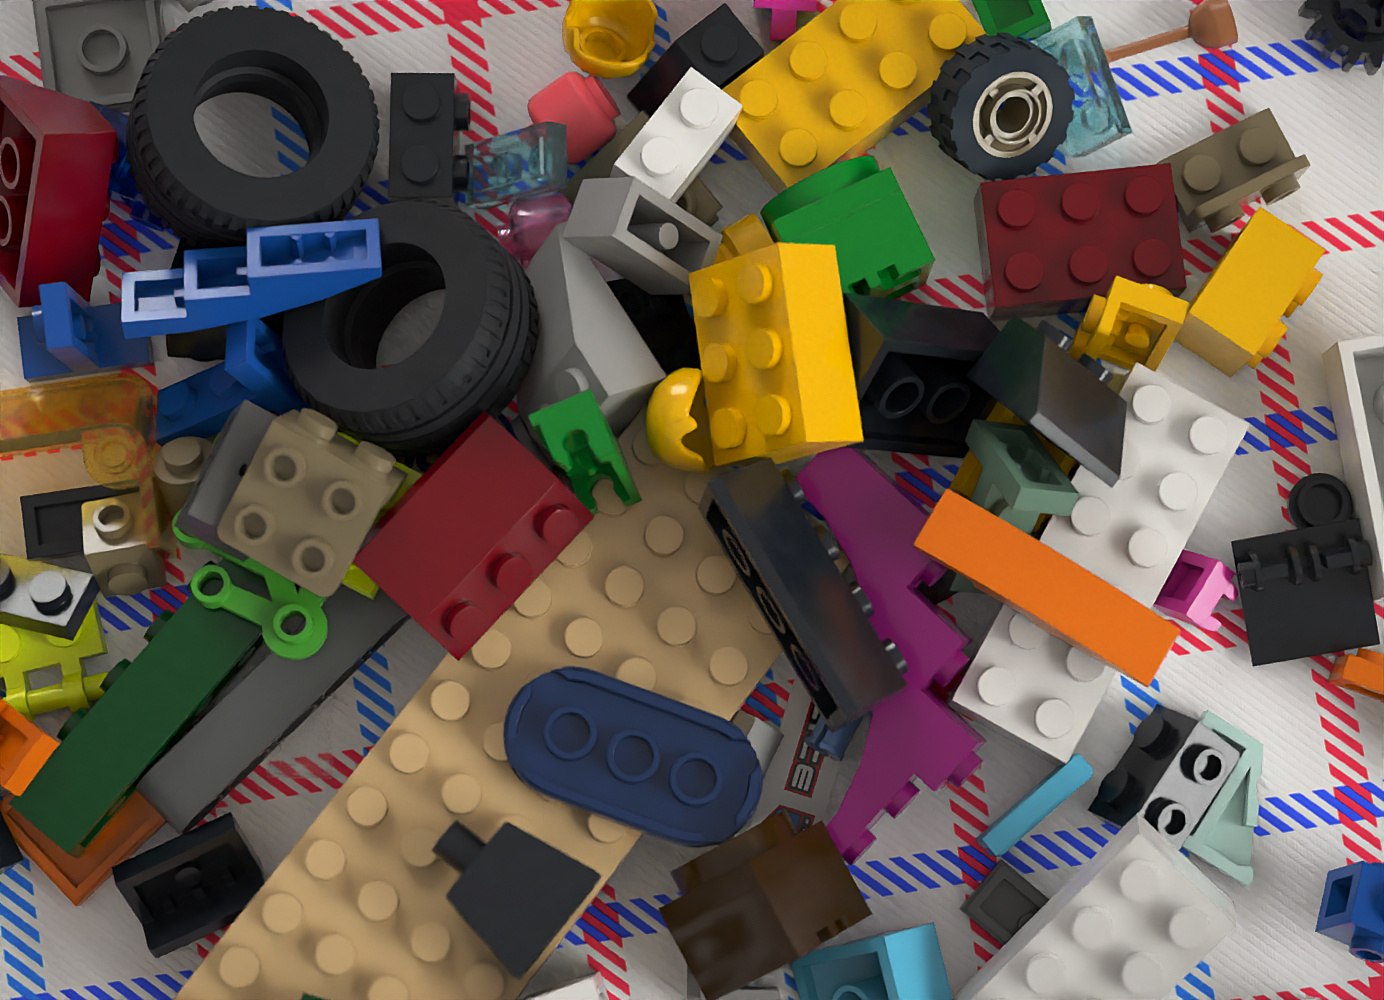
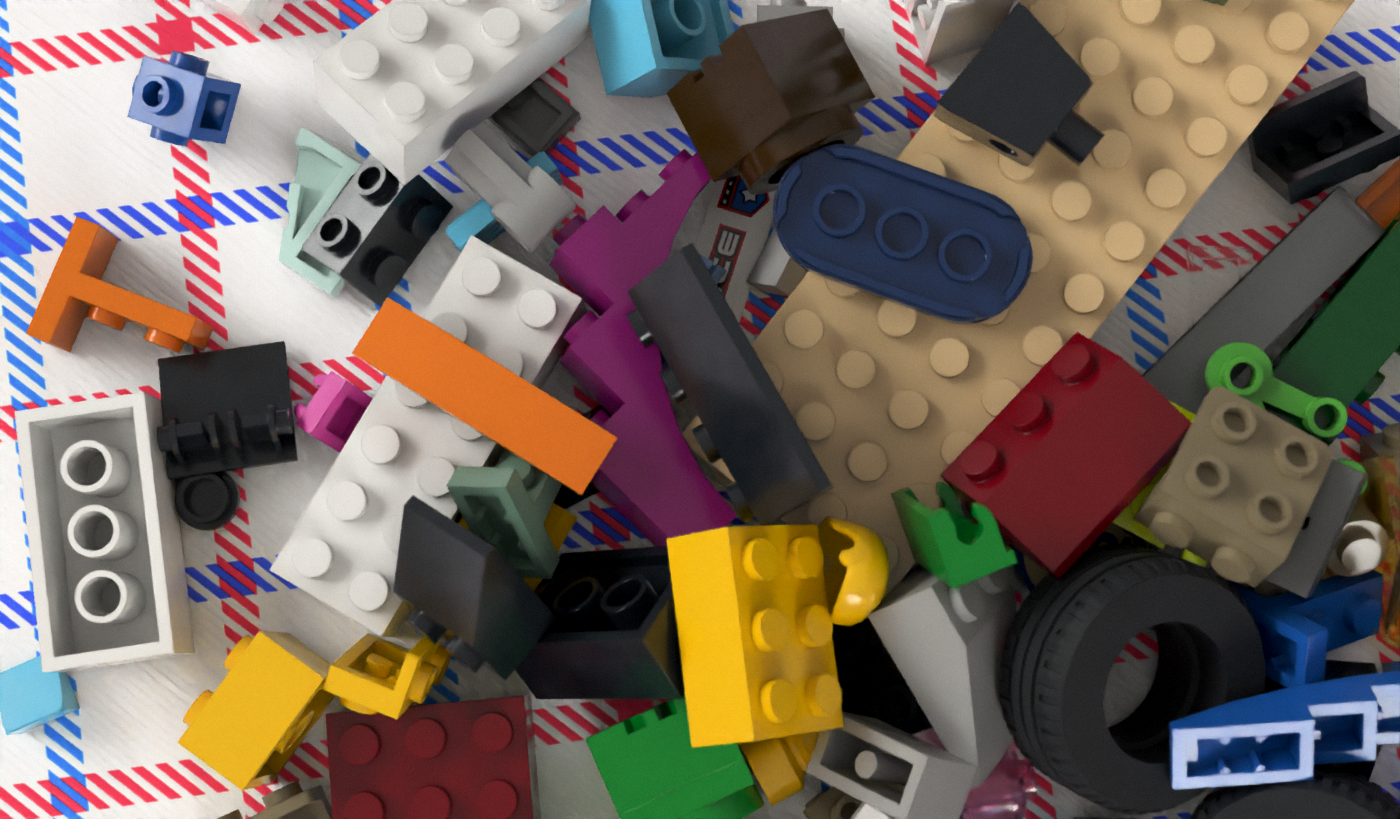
camera: 175 degrees left, 0 degrees up
(1017, 799) = (521, 198): none -> light grey piece

